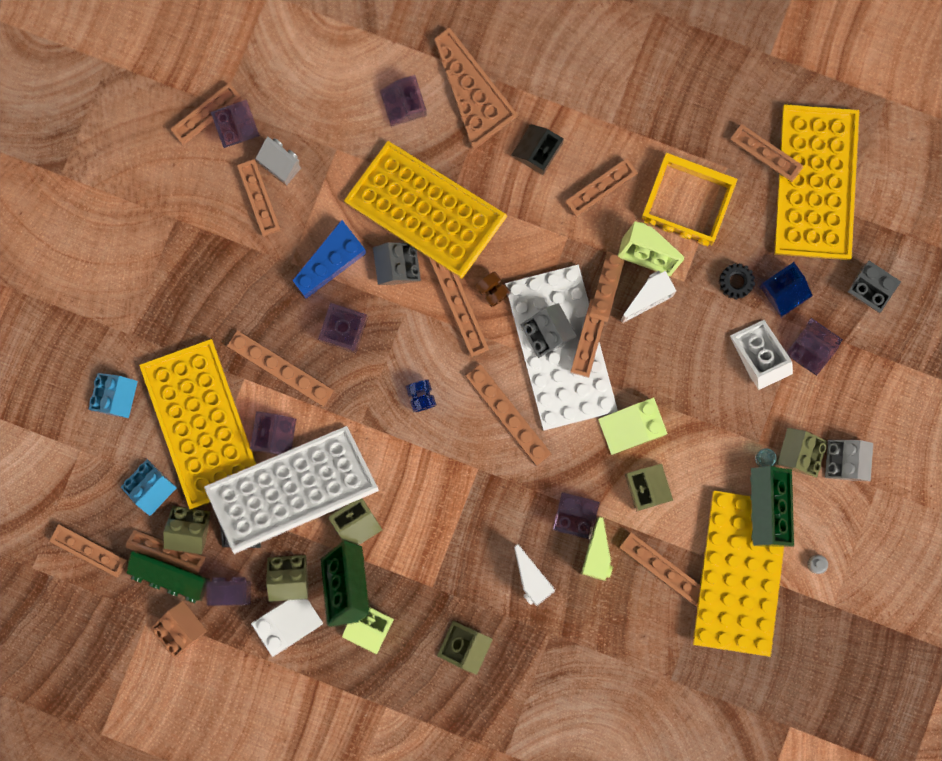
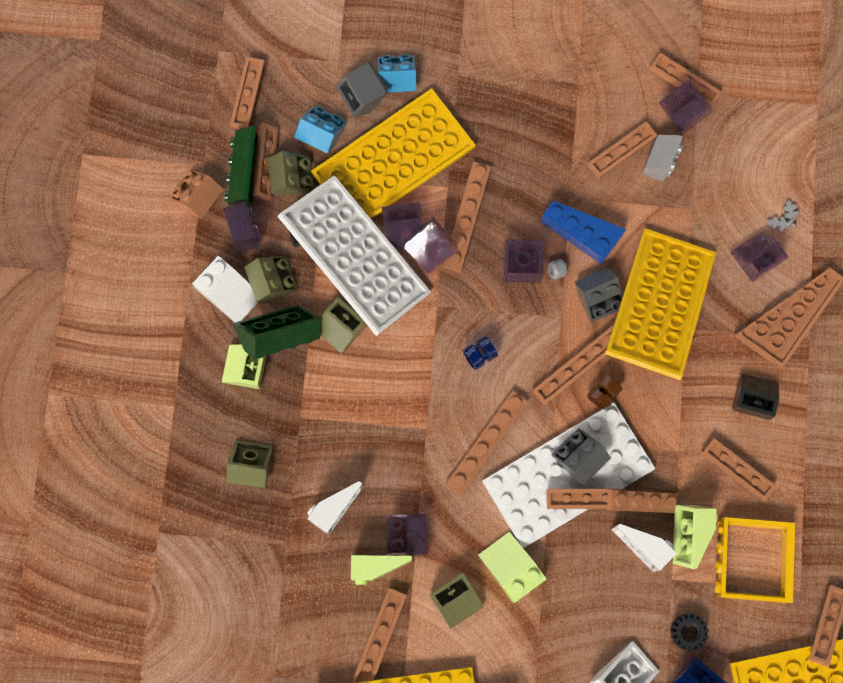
camera: 70 degrees right, 5 degrees down
(122, 434) = (362, 90): none -> dark grey slope
(302, 412) = (430, 245): none -> clear purple brick
(359, 296) = (557, 269): none -> light grey piece
(377, 67) = (790, 215): none -> light grey animal

